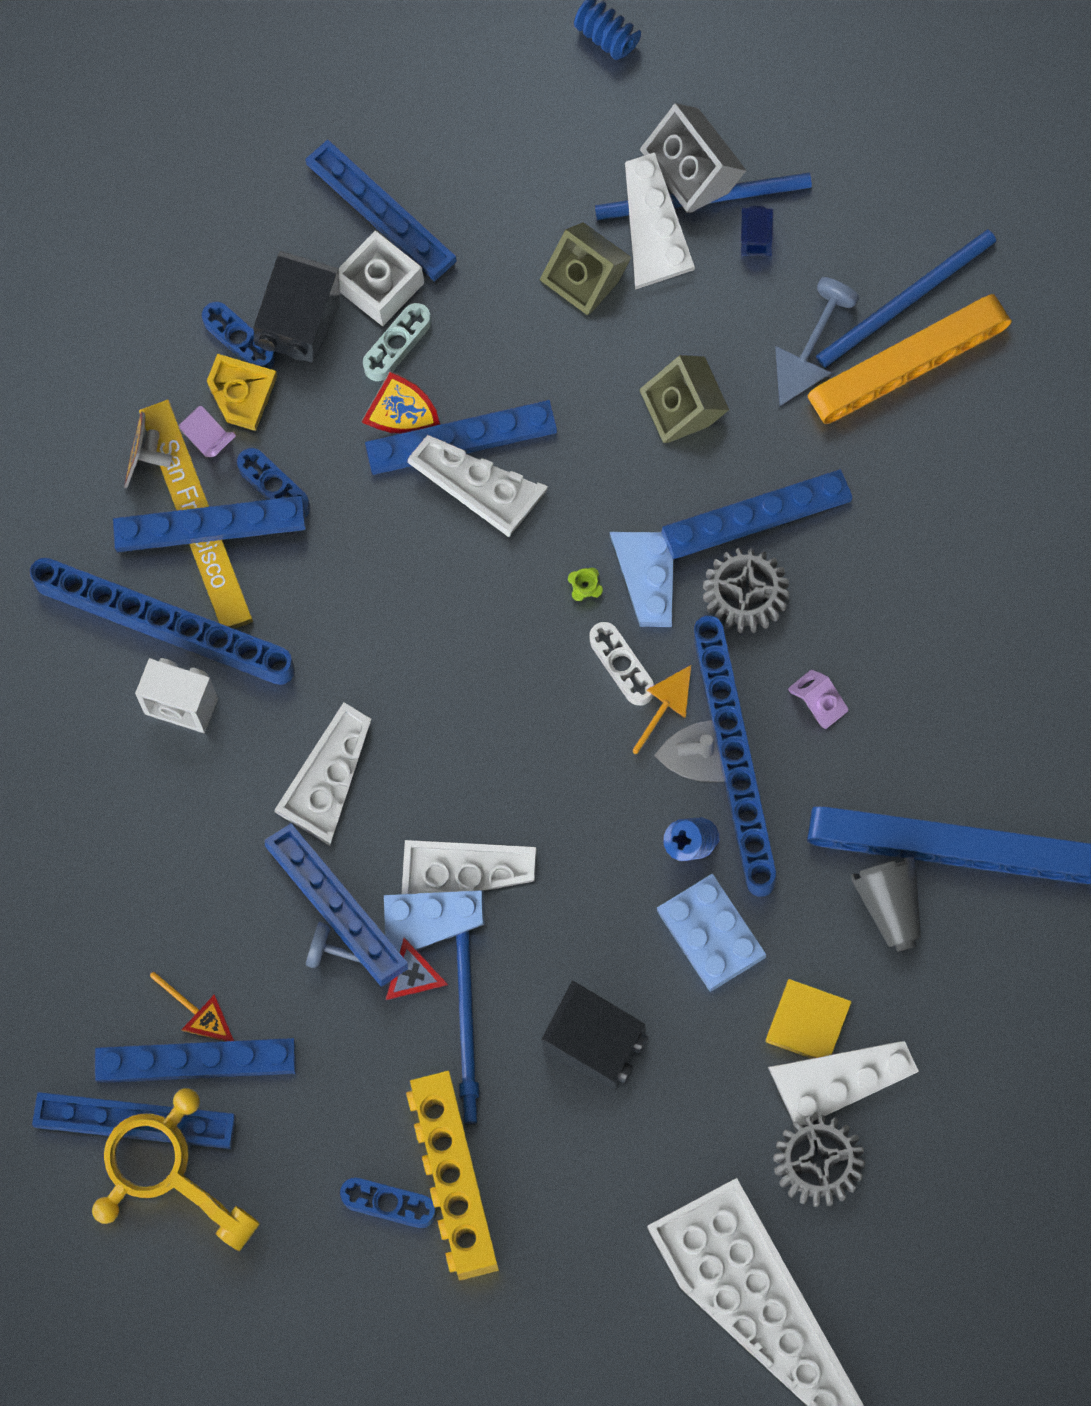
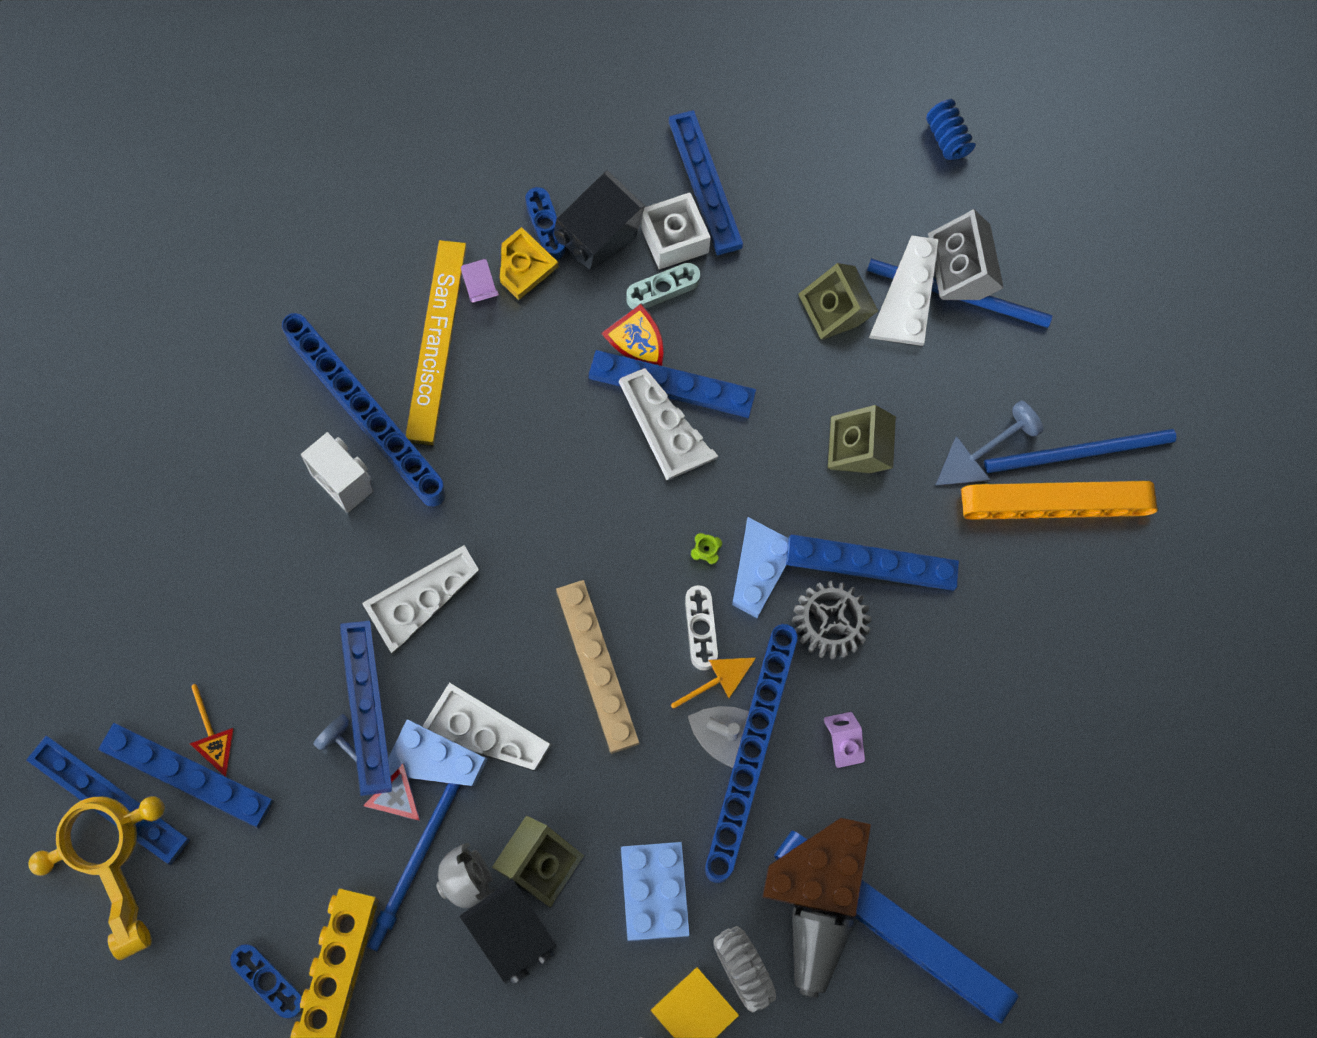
camera: 15 degrees right, 0 degrees up
(148, 453) = (425, 276): light grey shield -> none
(209, 524) = (441, 352): blue plate -> none
(273, 471) = (506, 358): blue beam -> none
(521, 1011) = (463, 877): none -> light grey cylinder
(539, 752) = (597, 667): none -> tan plate
(586, 956) = (538, 860): none -> olive slope
(703, 837) = (677, 805): blue piece -> none
(756, 231) = (987, 340): clear blue brick -> none
(834, 953) = (745, 969): none -> light grey gear
(860, 827) = (822, 870): none -> reddish brown plate

